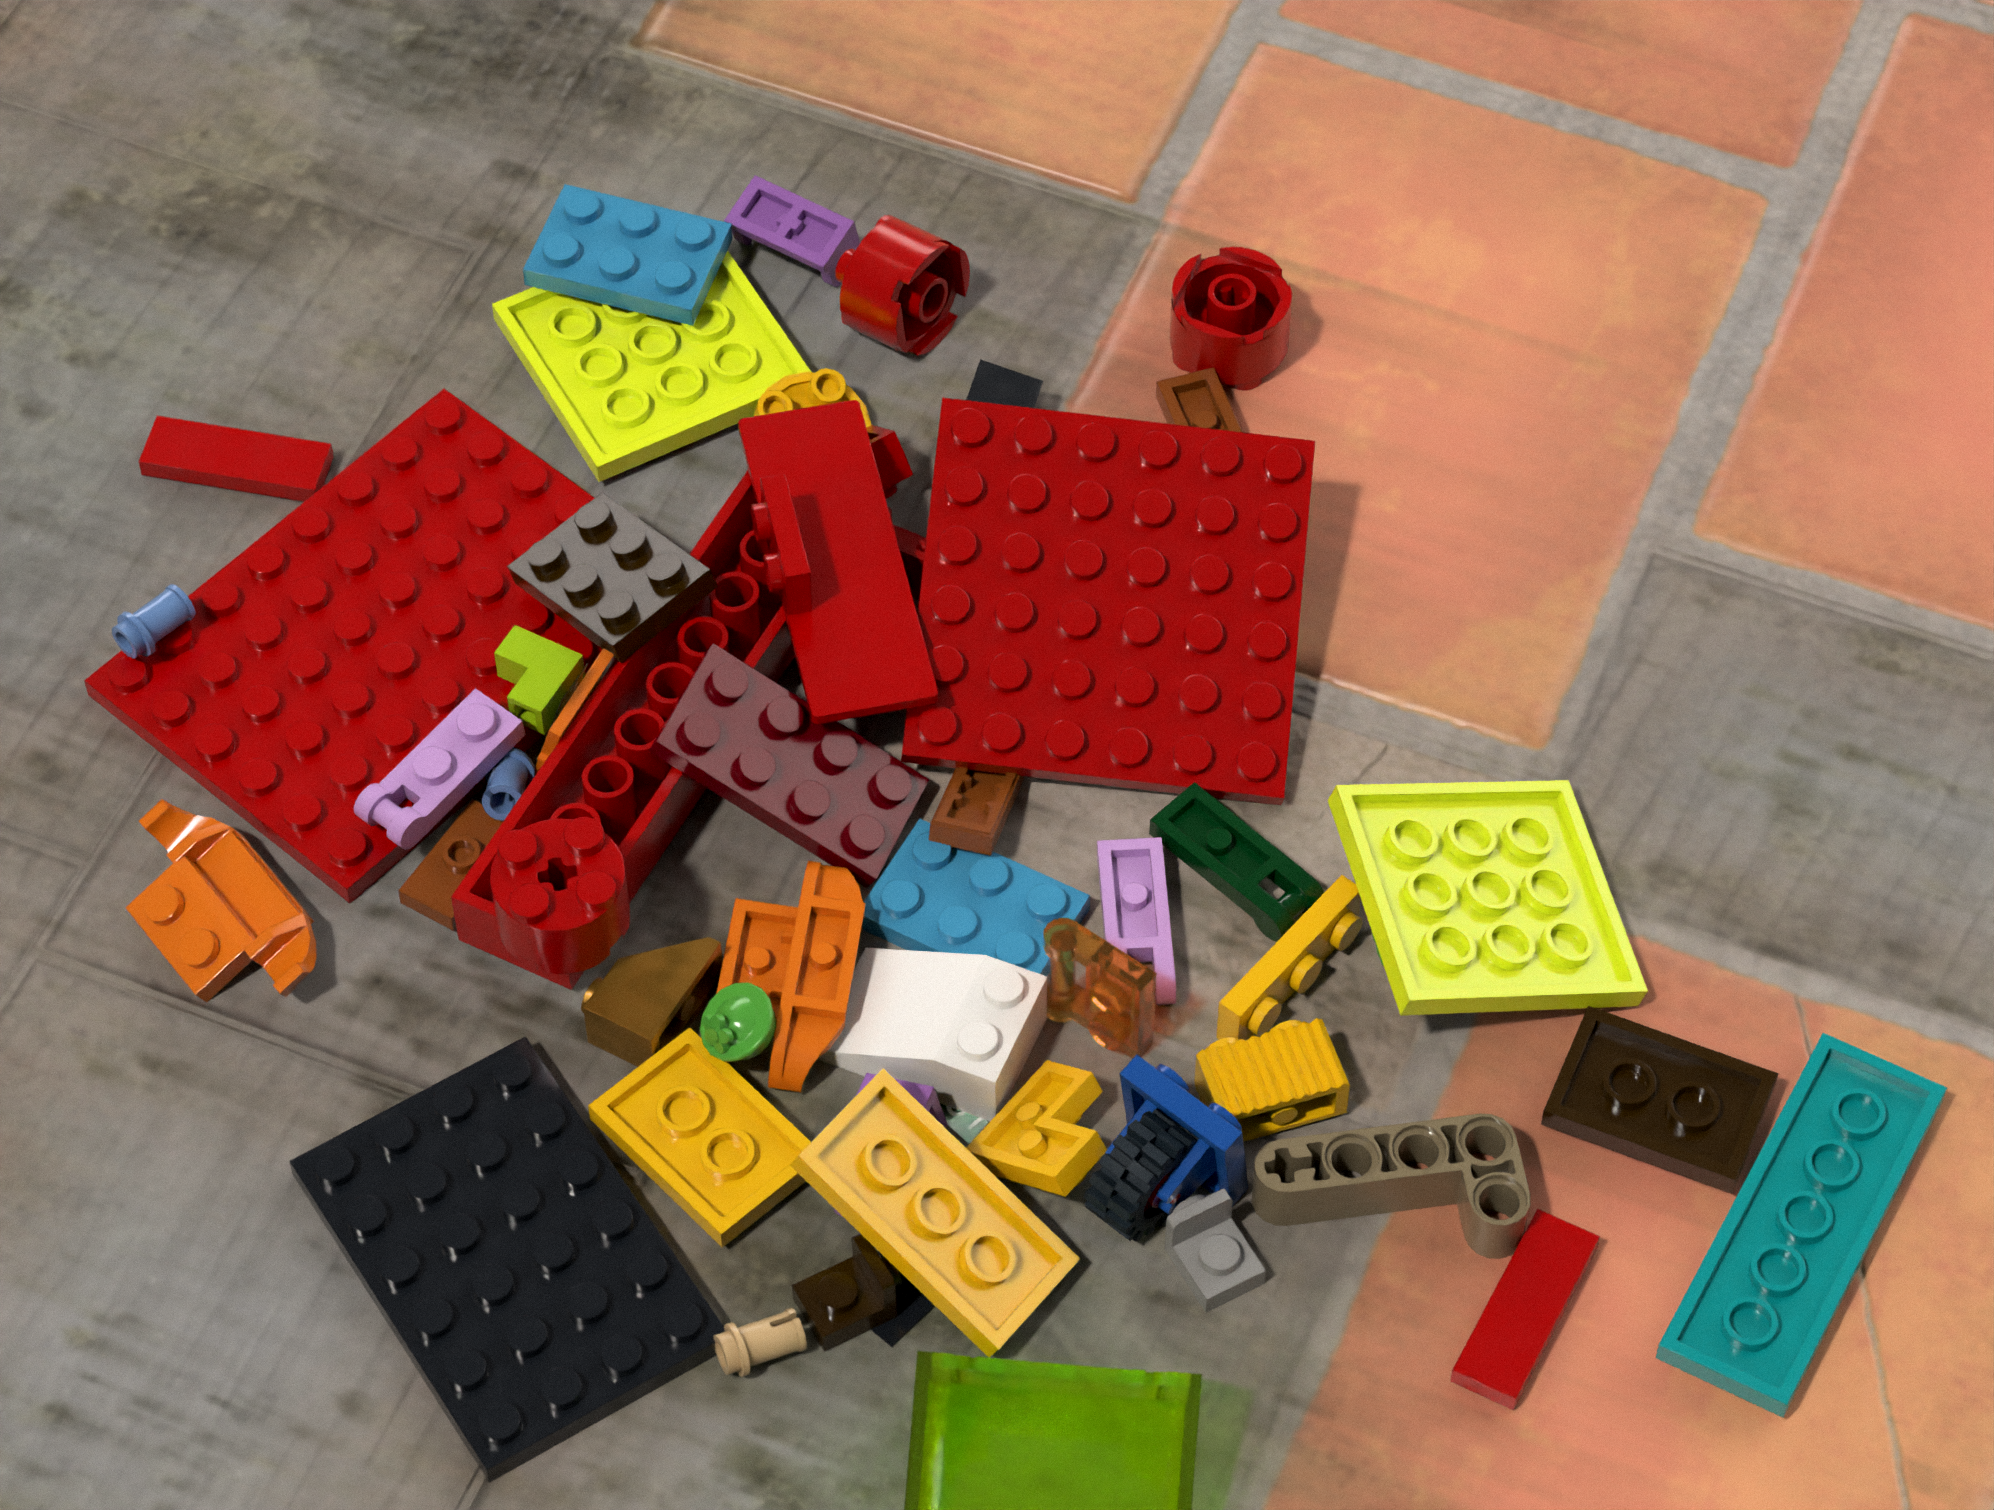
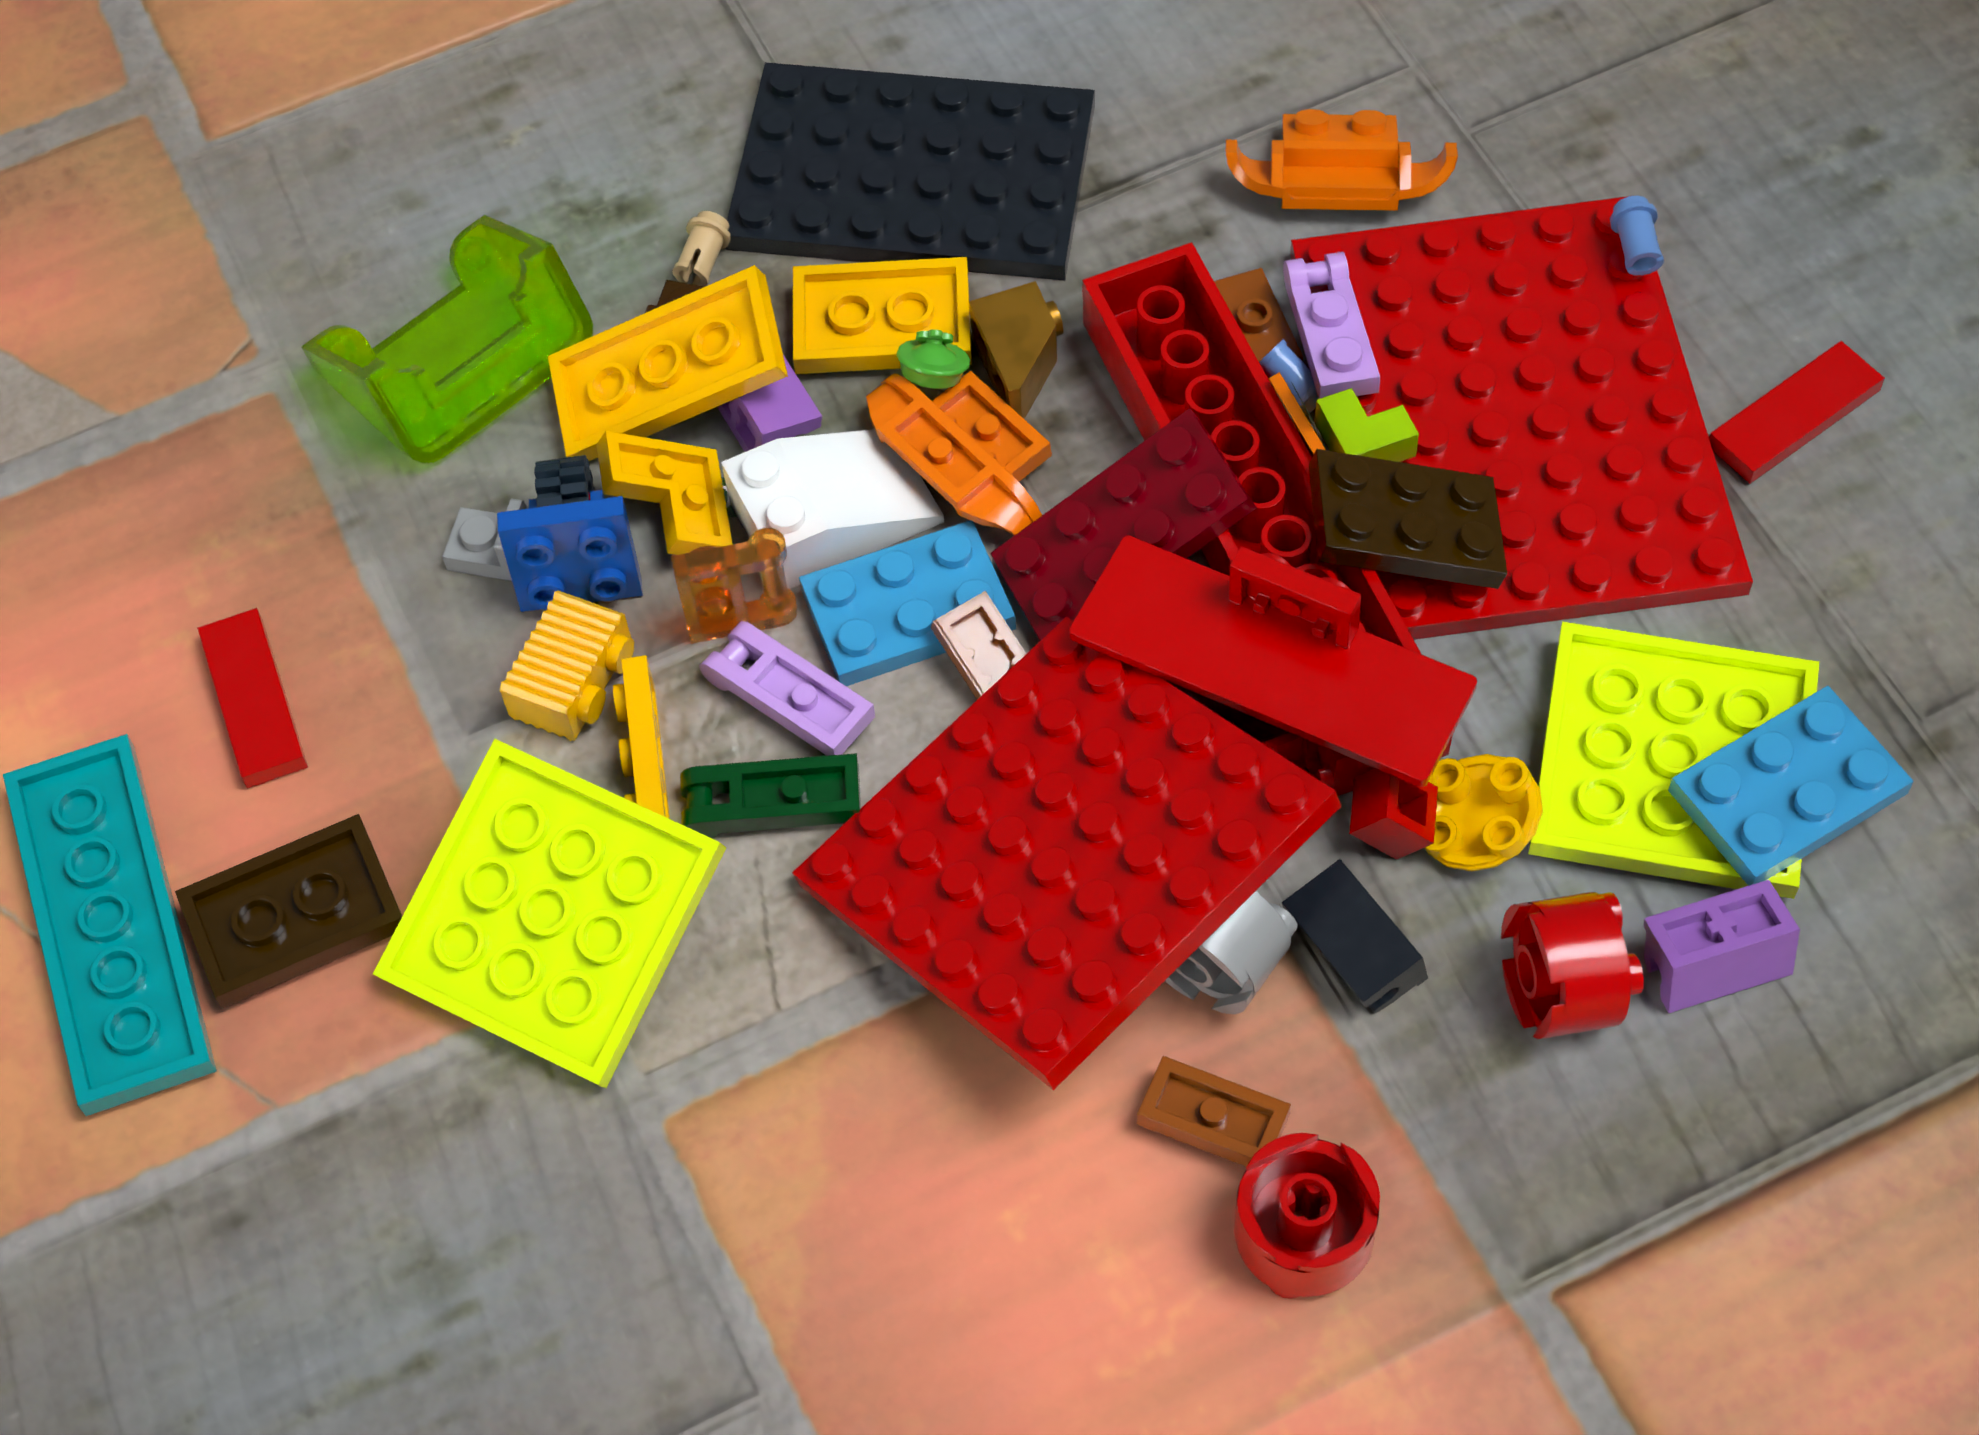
camera: 135 degrees right, 5 degrees up
(560, 894) = (1107, 268): red brick -> none
(1392, 1186) = (473, 623): dark tan beam -> none

